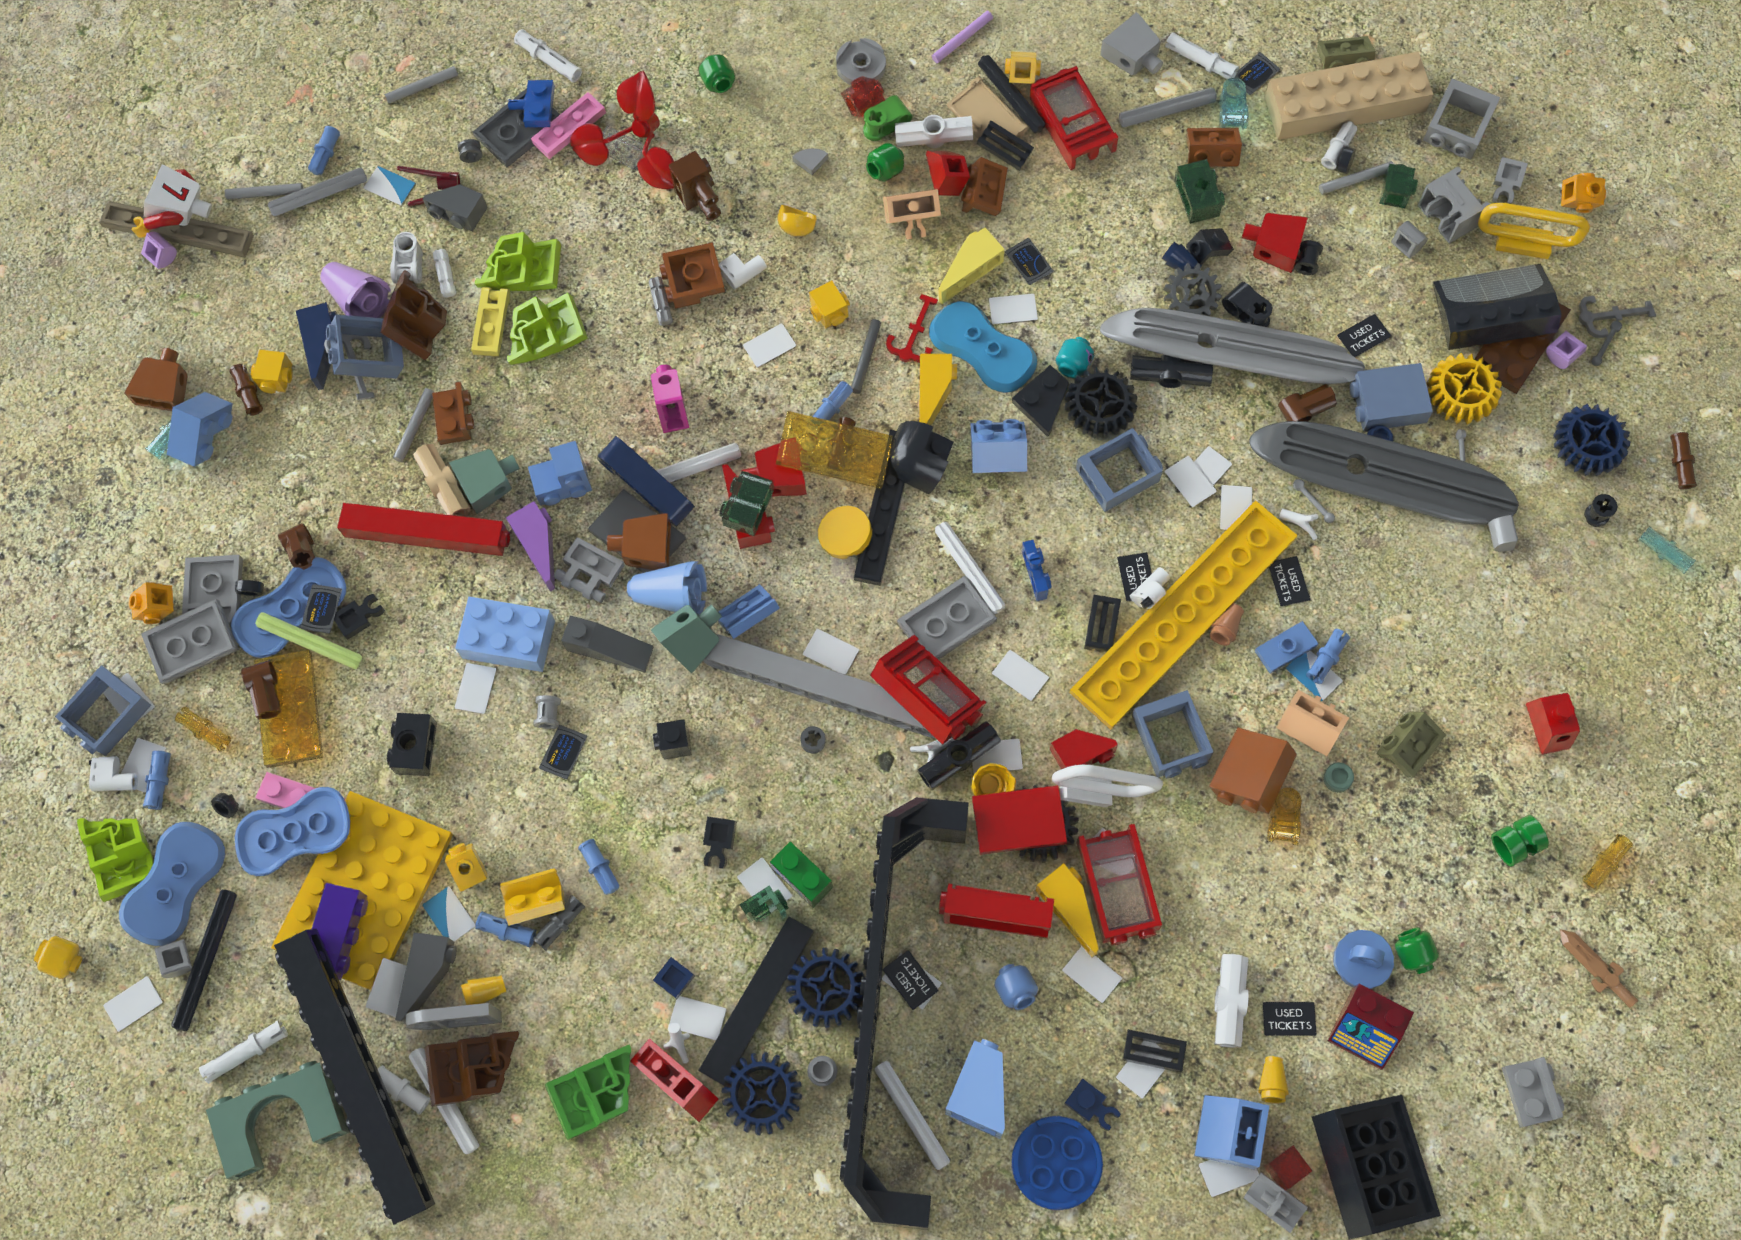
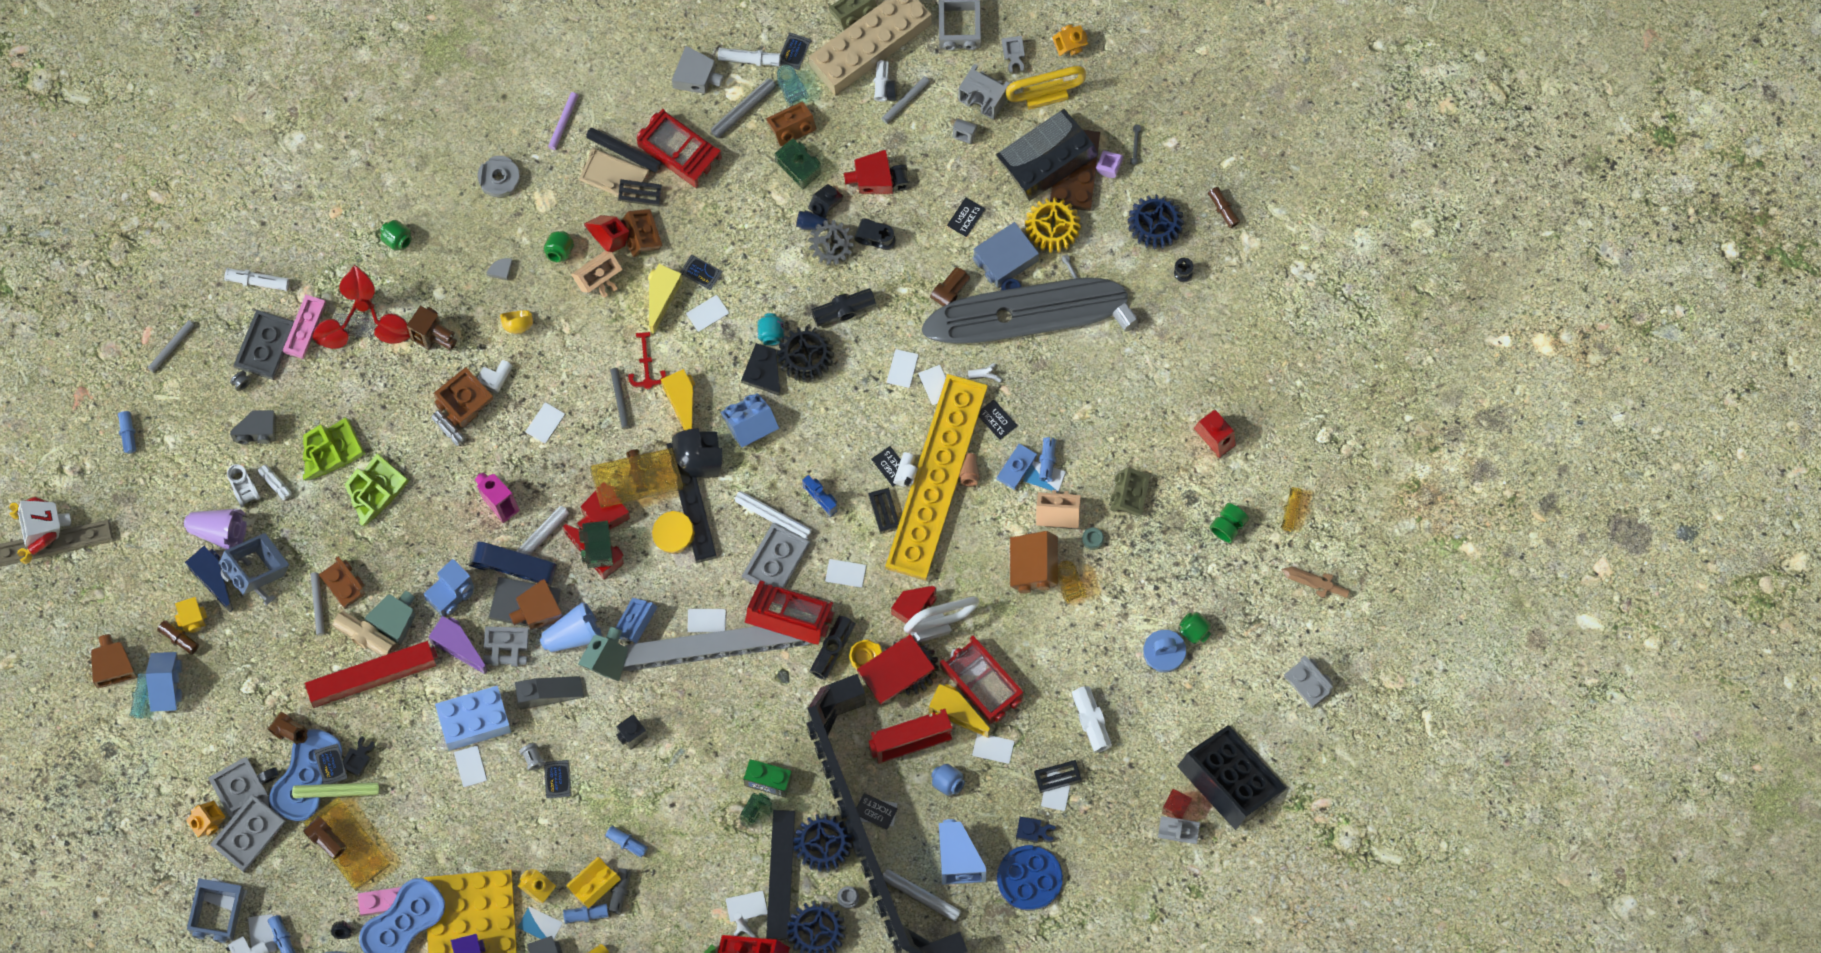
camera: 30 degrees left, 0 degrees up
(158, 250) = (46, 567): lavender brick -> none
(203, 729) = (294, 887): clear yellow pin -> none
(262, 191) = (98, 484): light grey piece -> none
(317, 191) = (140, 465): light grey axle -> none
(389, 185) = (191, 435): sticker -> none
(413, 317) = (274, 525): reddish brown slope -> none
(419, 758) = (446, 812): black brick -> none
(444, 179) = (236, 411): dark red plant -> none
(490, 322) = (331, 502): light yellow plate -> none
(536, 103) = (272, 321): blue plate -> none
(674, 978) = (717, 887): dark blue plate -> none
(719, 835) = (697, 781): black plate -> none
(759, 877) = (738, 796): white sticker -> none
(805, 736) = (720, 686): dark grey bush -> none
(829, 305) = (574, 373): yellow brick -> none
(833, 401) = (615, 443): medium blue axle -> none
(862, 95) = (516, 203): clear red brick -> none
(883, 117) = (540, 212): bright green piece -> none
(931, 748) = (811, 651): white bar -> none
(948, 131) = (570, 213): white piece -> none
(998, 359) = (717, 355): dark azure plate -> none
(1005, 753) = (862, 631): white sticker -> none
(1022, 67) = (622, 127): yellow brick -> none
(1098, 486) = (831, 413): sand blue window -> none
(1165, 707) = (954, 548): sand blue window -> none
(1190, 481) = (895, 380): white sticker -> none
(1225, 1177) = (1141, 828): white sticker -> none
(1232, 1131) = (1131, 800): medium blue slope -> none
(1234, 345) = (880, 266): light grey piece -> none
(1273, 1081) = (1143, 757): yellow cone -> none
(1289, 1019) = (1134, 712): black sticker -> none
(1299, 486) = (971, 348): light grey hinge -> none
(1370, 1026) = (1187, 691): slope -> none
(1398, 185) = (938, 93): clear green brick -> none
(1587, 317) = (1114, 131): flat silver piece -> none
(1667, 550) = (1240, 276): clear light blue pin -> none

